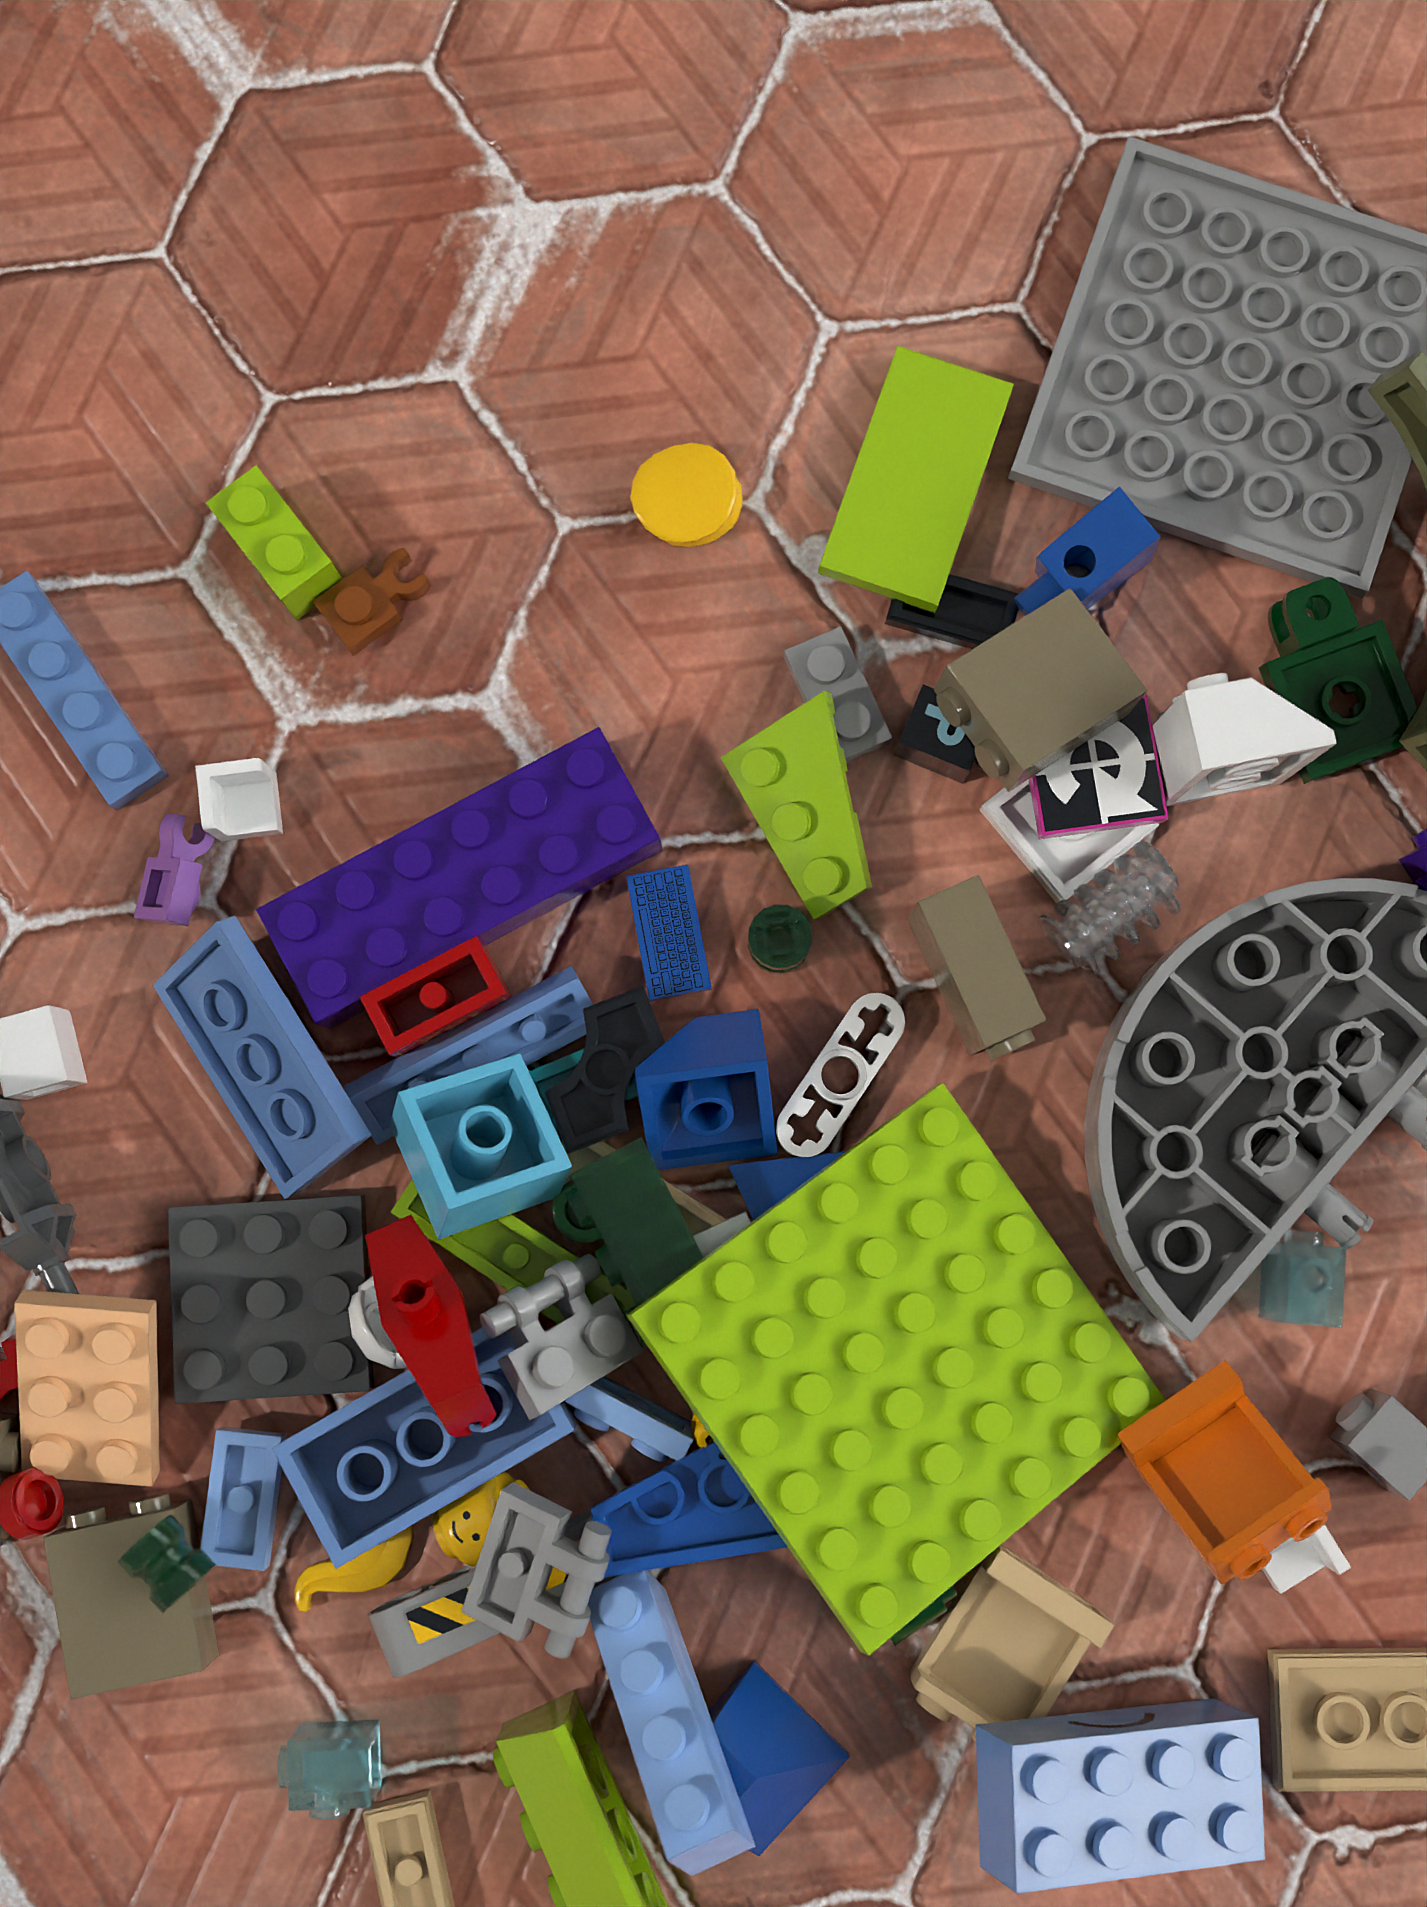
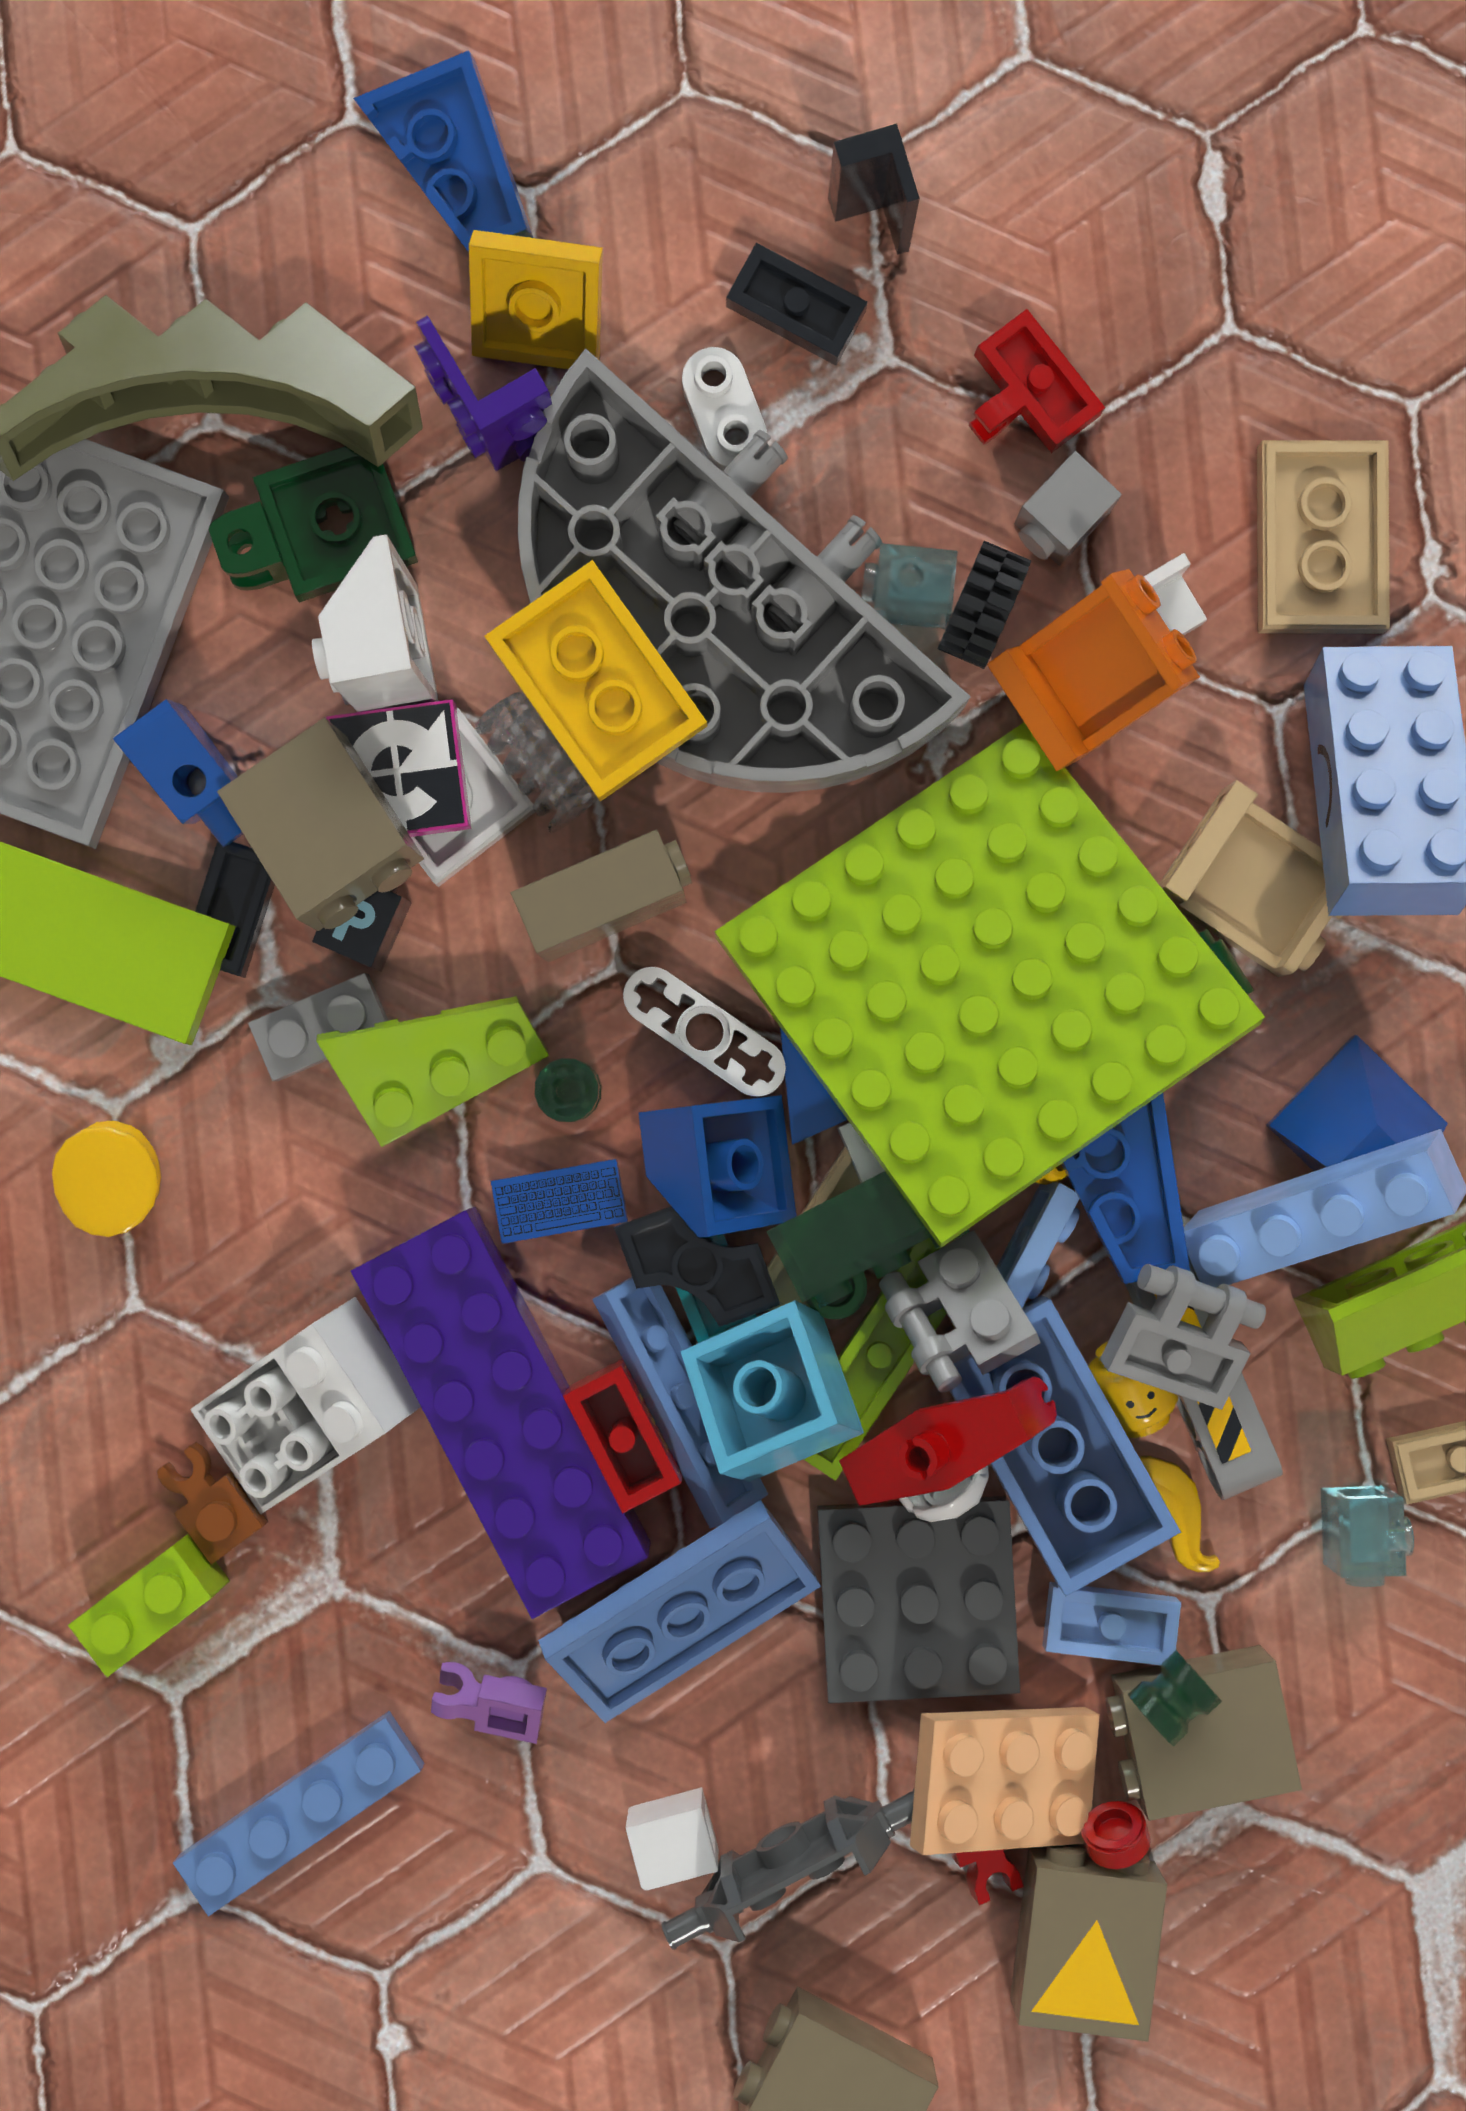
camera: 90 degrees left, 5 degrees up
(239, 799) = (417, 1637): white panel -> none
(467, 690) = (307, 1405): none -> white slope
(1194, 958) = (596, 680): none -> yellow plate
(1287, 1356) = (984, 604): none -> black tyre

